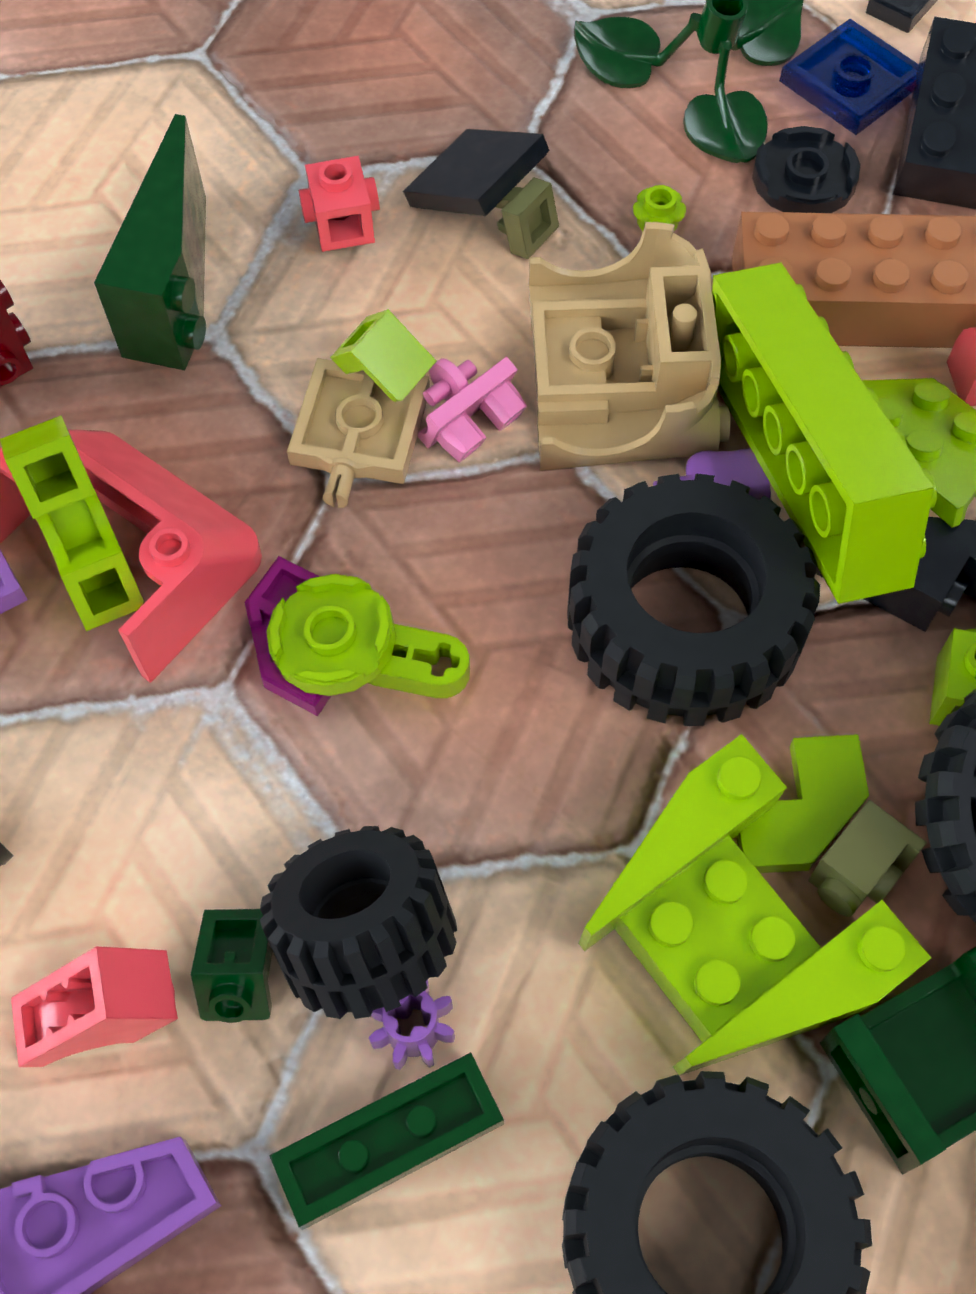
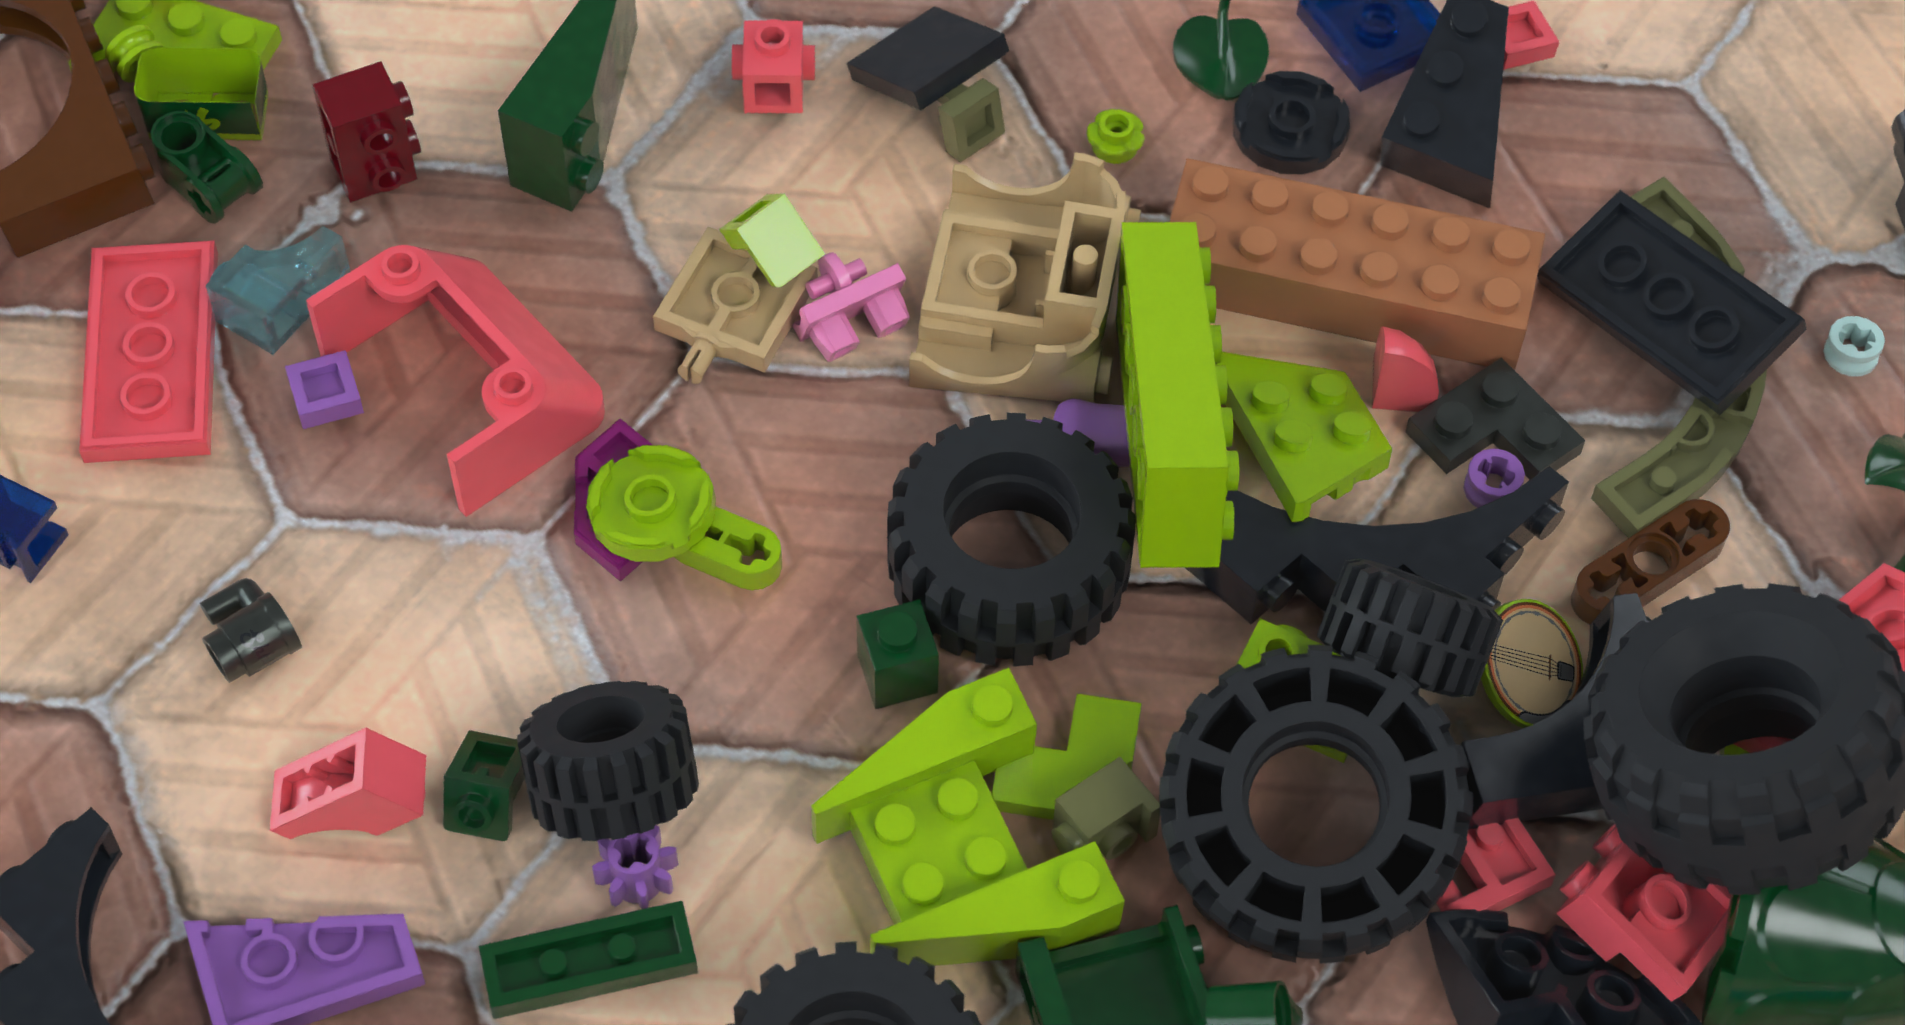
camera: 10 degrees right, 5 degrees down
(72, 522) = (426, 345): lime arch -> none
(613, 736) = (897, 654): none -> dark green brick

